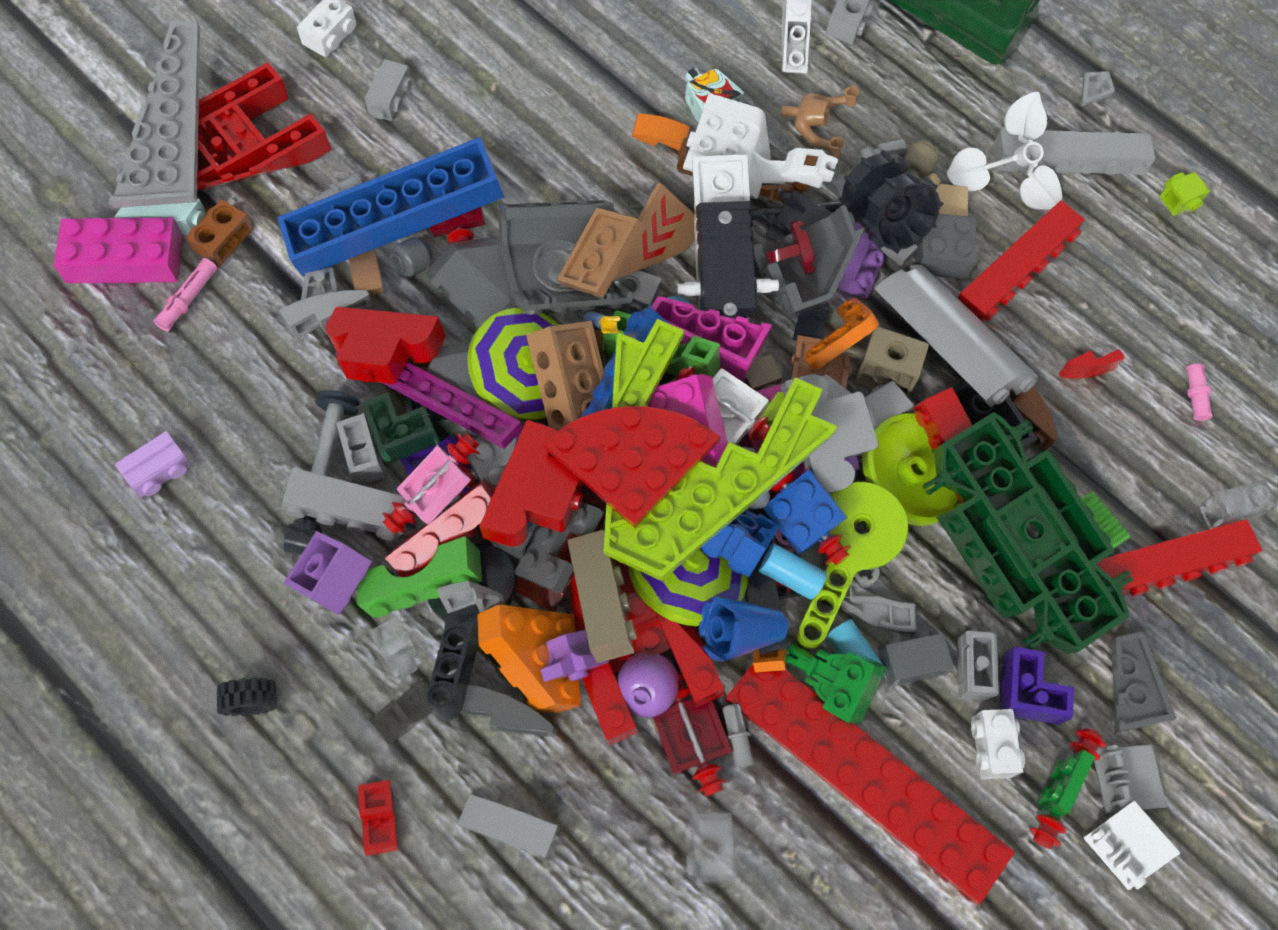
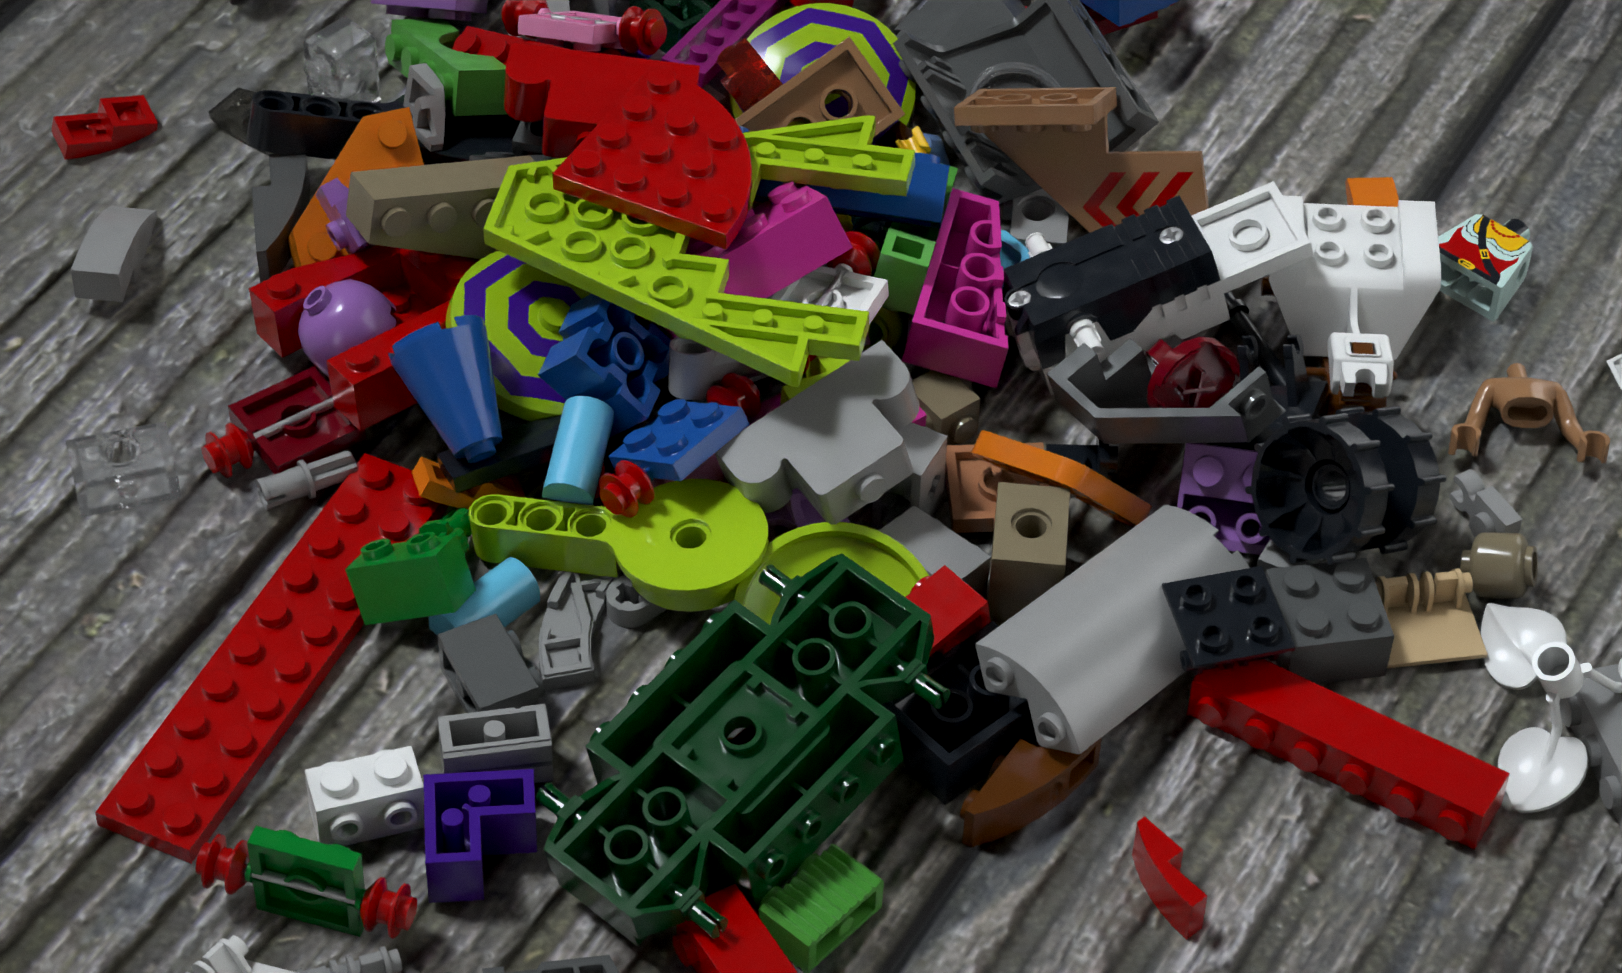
camera: 80 degrees right, 20 degrees down
(522, 397) = (747, 74): none -> clear red brick
(969, 283) = (1227, 619): none -> black hinge

